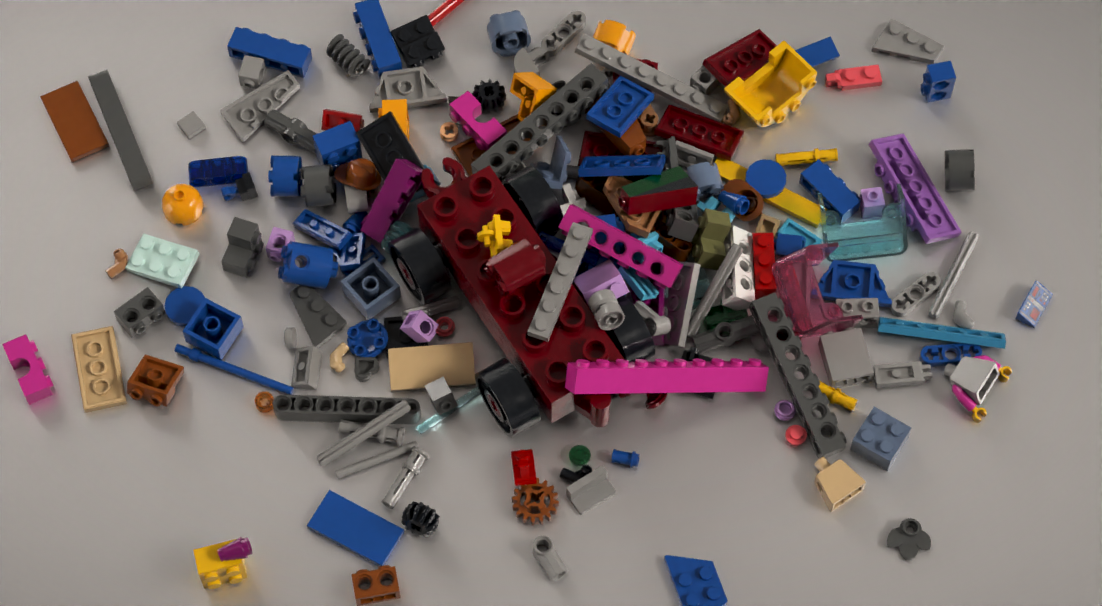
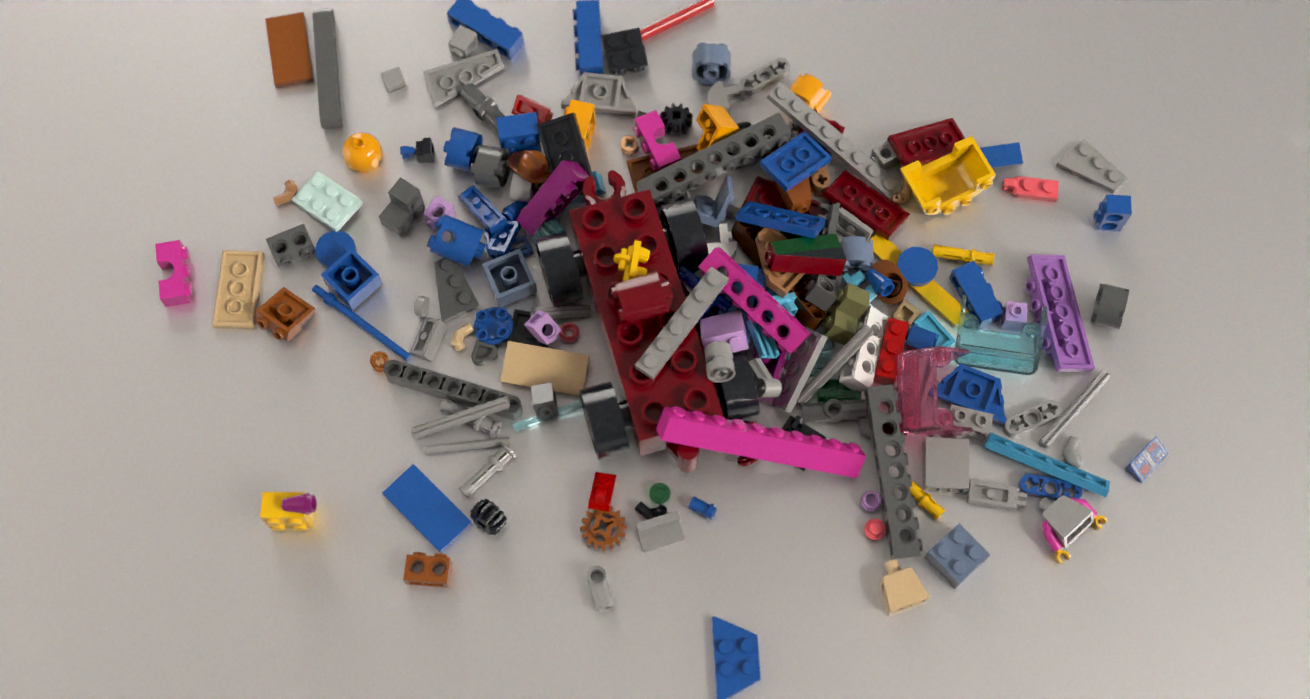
camera: 15 degrees right, 5 degrees up
(216, 171) = (402, 128): clear blue beam -> none
(347, 56) = (555, 49): dark grey piece -> none
(909, 542) = (956, 668): dark grey plate -> none

